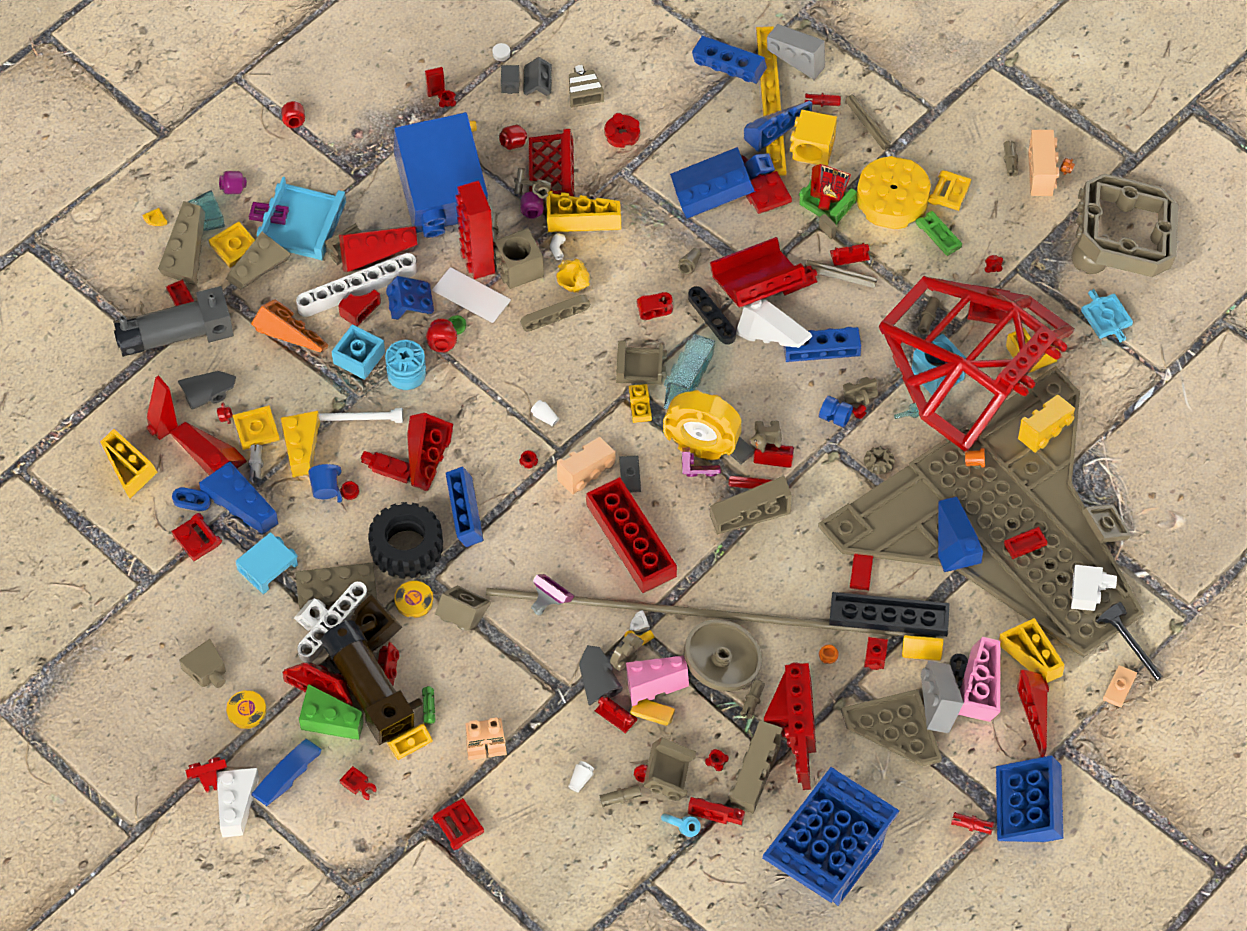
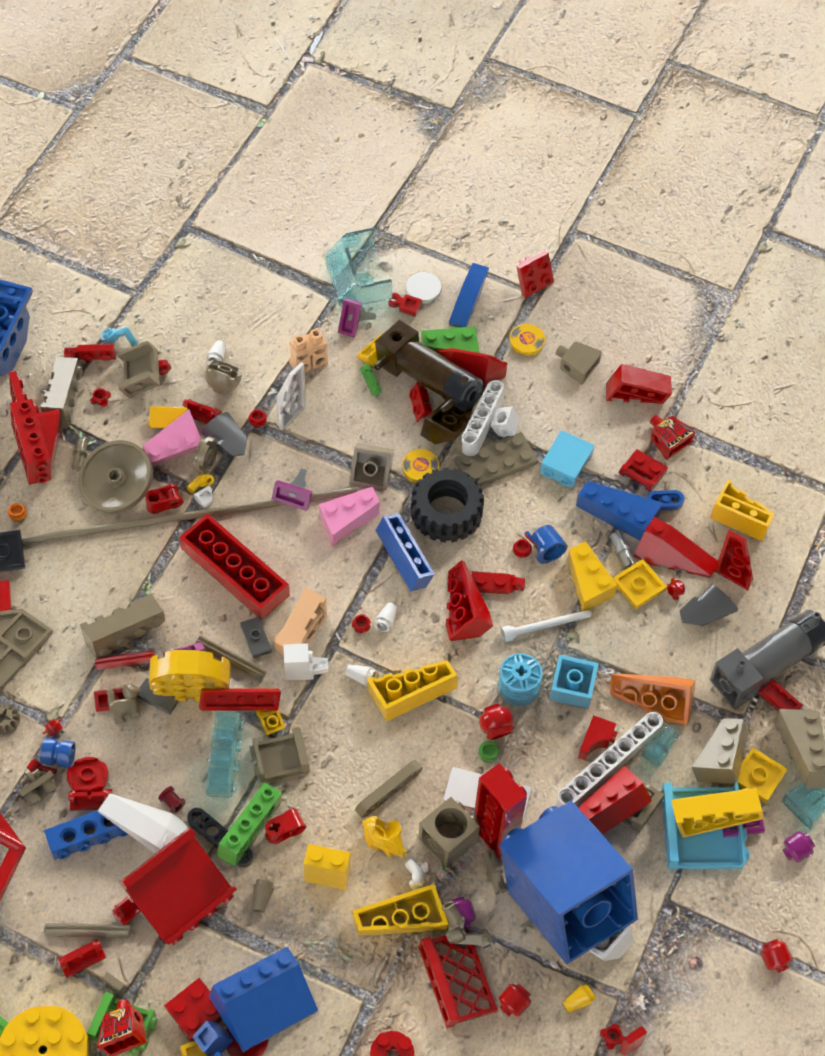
camera: 160 degrees right, 0 degrees up
(152, 560) = (670, 435): none -> red torso
(159, 617) = (638, 384): none -> red wedge
(235, 799) = (501, 264): white wedge -> none
(289, 210) = (716, 811): none -> yellow wedge
(310, 281) = (657, 750): none -> clear light blue piece
(330, 801) = (424, 286): none -> white tile
(409, 295) = (547, 763): blue bracket -> none
(410, 857) = (343, 274): none -> clear light blue windscreen
(422, 772) = (351, 315): none -> magenta piece
(464, 821) = (307, 299): red plate -> none
(503, 457) = (385, 618): none -> white cone
(503, 562) = (348, 513): none -> bright pink wedge
(505, 383) = (412, 688): none -> yellow wedge
(521, 683) = (292, 396): none -> white wedge
(560, 692) = (257, 418): none -> red plate
(581, 737) = (222, 376): none -> dark tan cylinder
(597, 425) = (301, 664): none -> white hinge
(620, 795) = (177, 347): dark tan pin -> none
(630, 254) = (327, 867): none -> yellow brick
(656, 398) = (239, 699): none -> red plate
(659, 460) = (235, 660): none -> dark tan axle
(679, 626) = (164, 498): none -> red piece
(684, 307) = (249, 824): none -> bright green brick
(745, 351) = (171, 799): none -> dark red bush
(813, 390) = (88, 775): none -> red tile
(815, 372) = (83, 801): none -> red hinge
(832, 434) = (52, 727): none -> red plate

